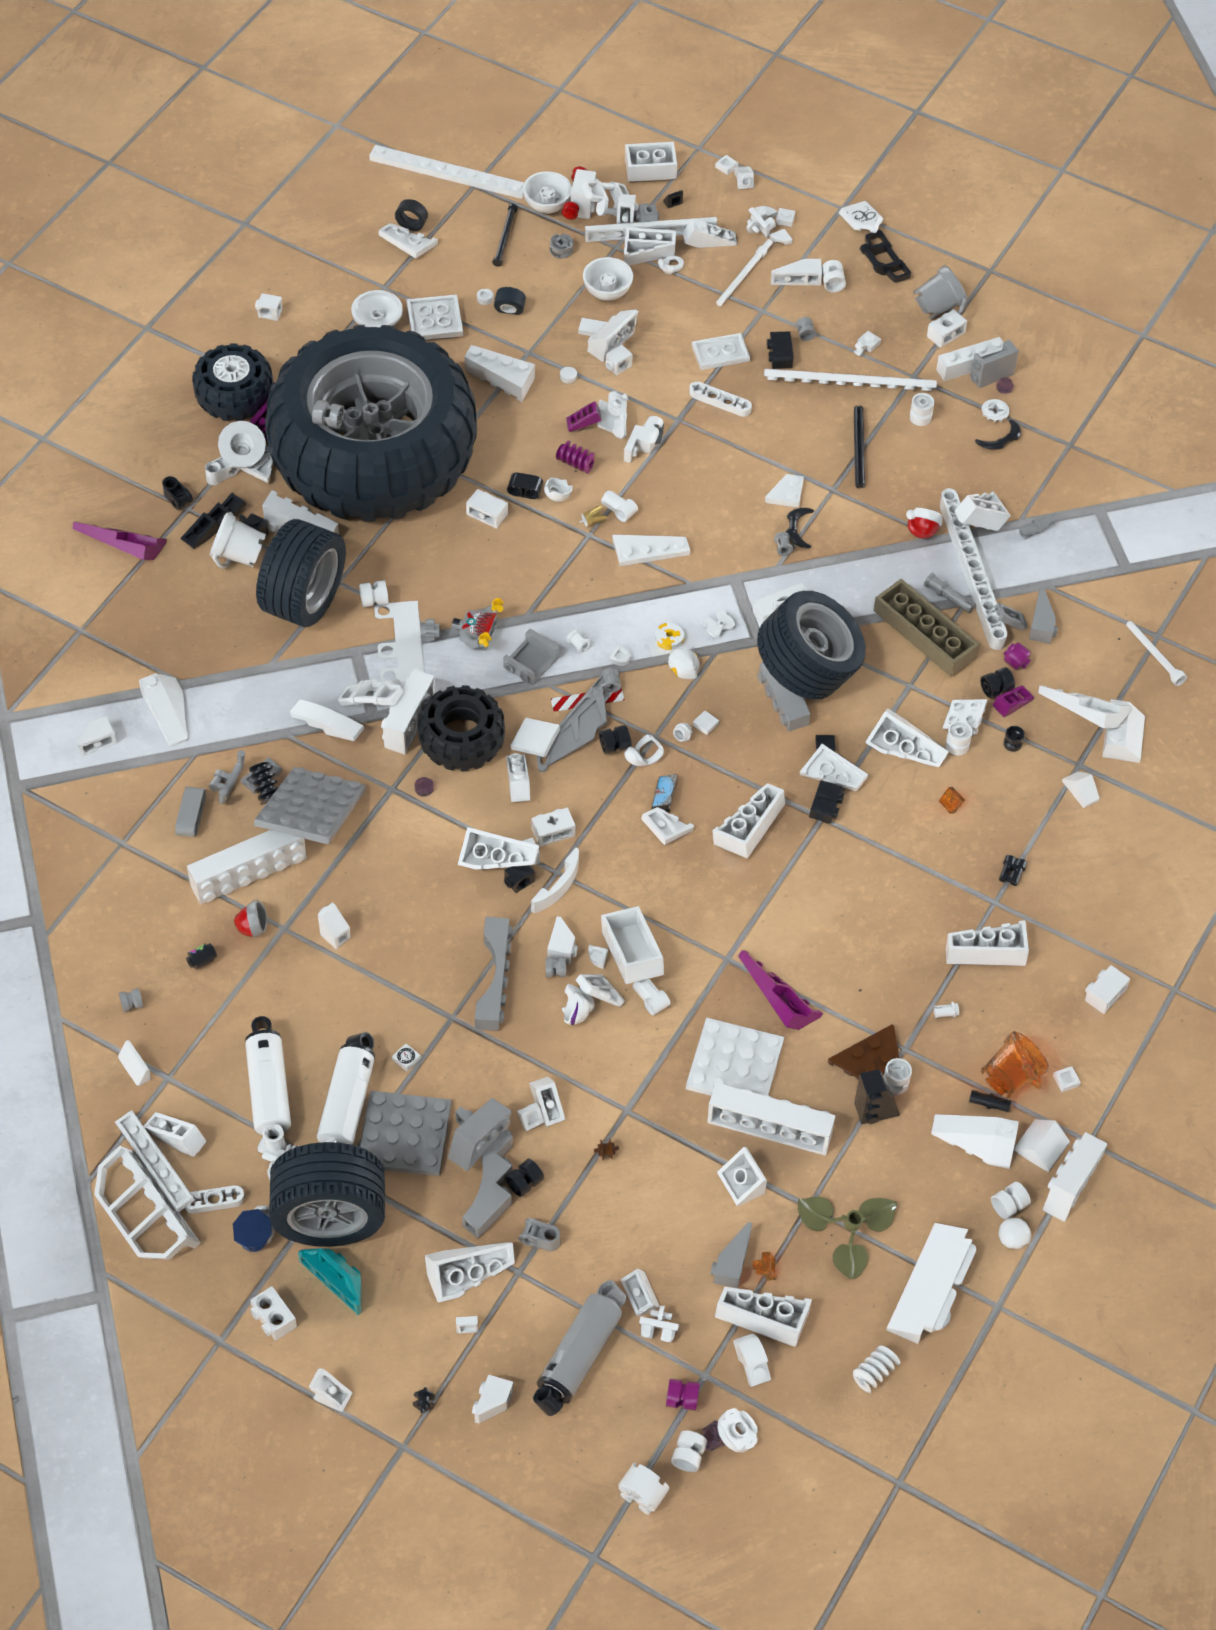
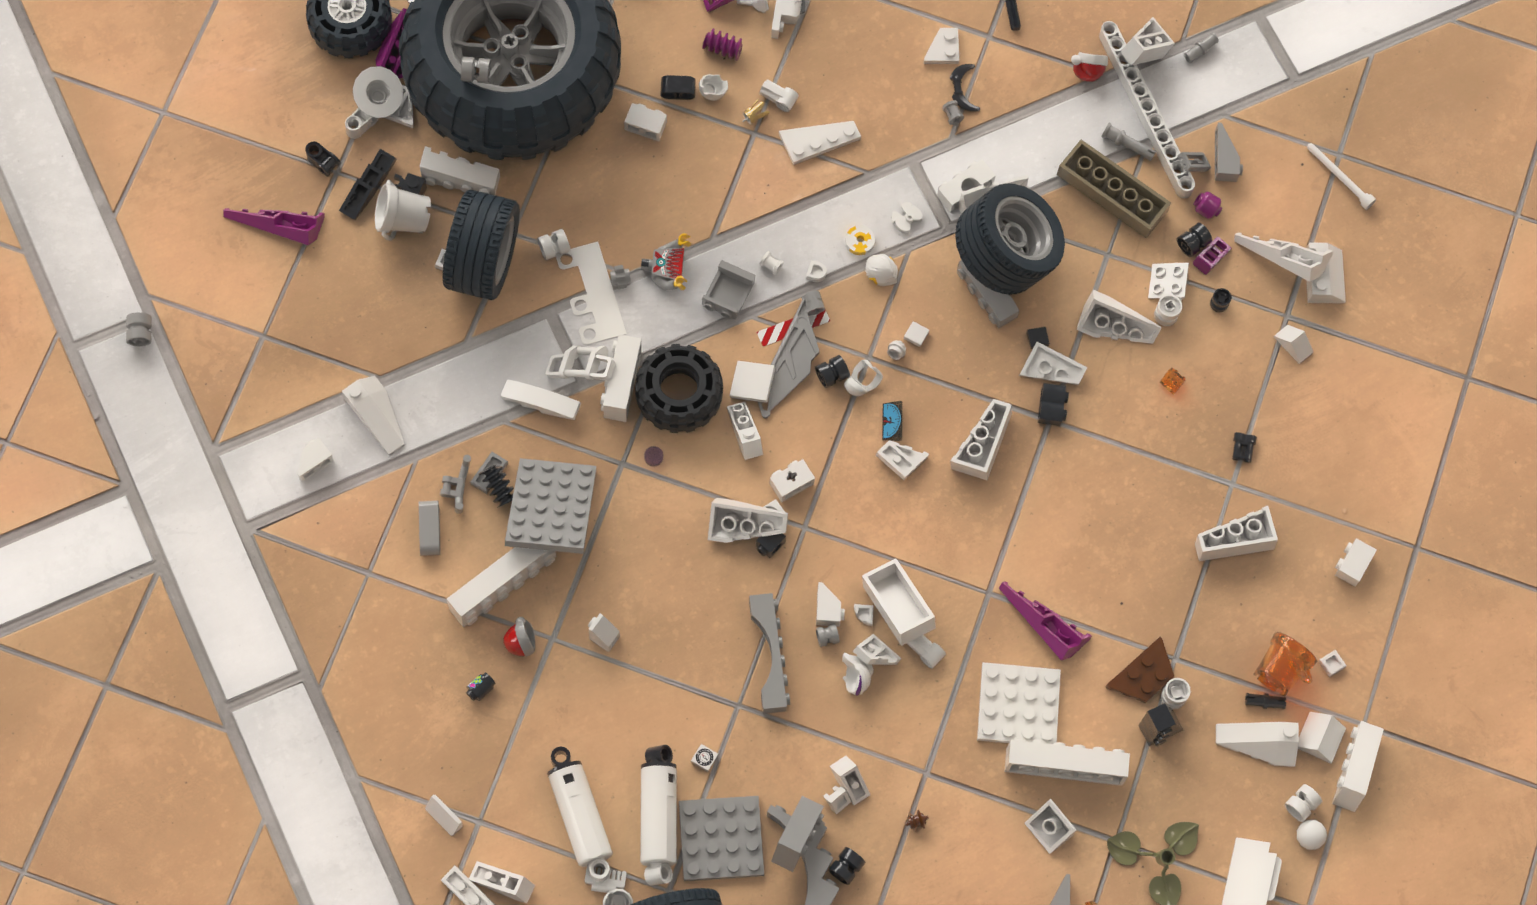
camera: 15 degrees left, 15 degrees up
(131, 1000) = (424, 747): light grey wheel -> none
(547, 898) = (802, 561): white slope -> none
(946, 1010) = (1208, 612): white pin -> none

